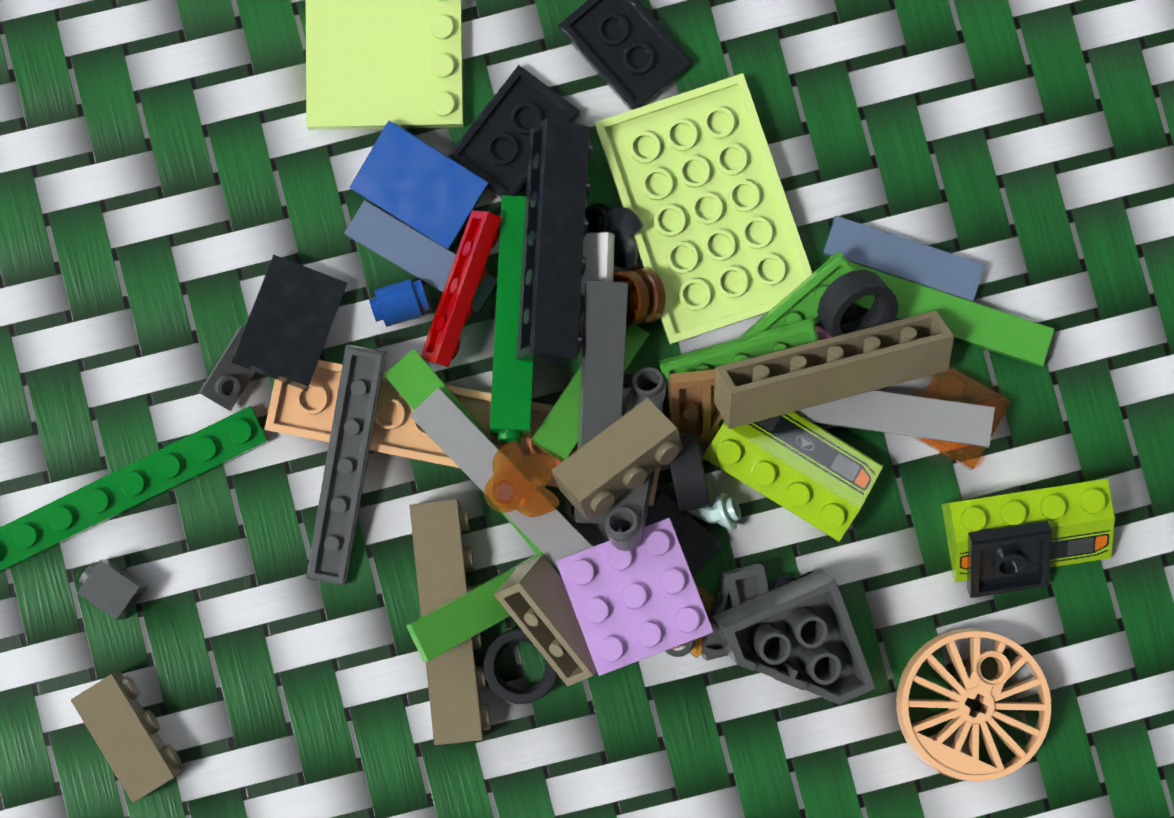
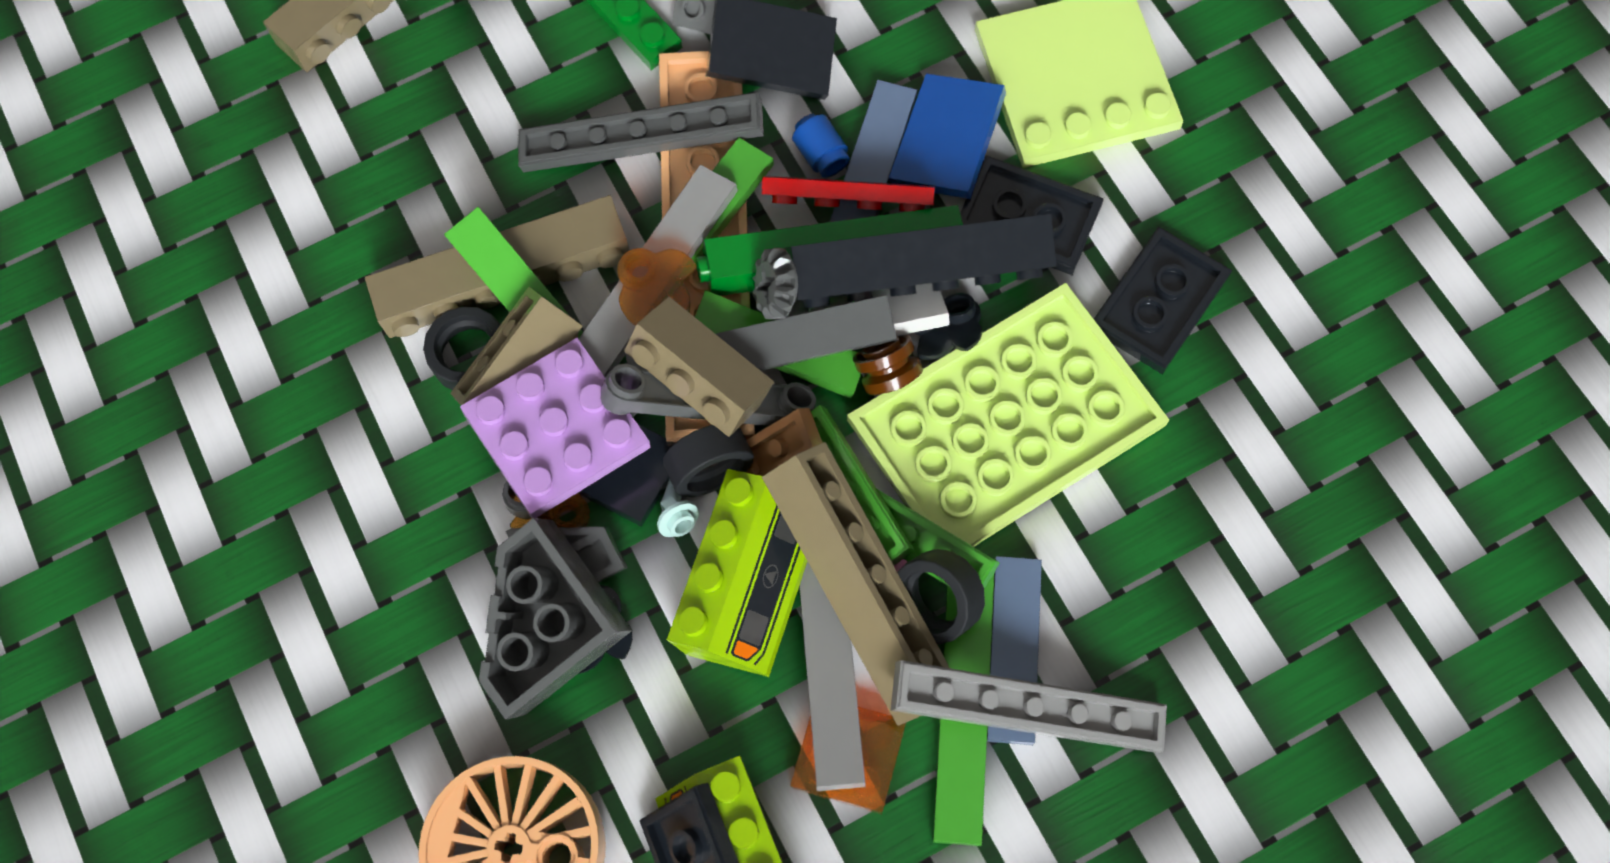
camera: 80 degrees right, 15 degrees down
(542, 372) = (775, 283): none -> dark grey gear
(964, 261) = (1028, 706): none -> light grey tile

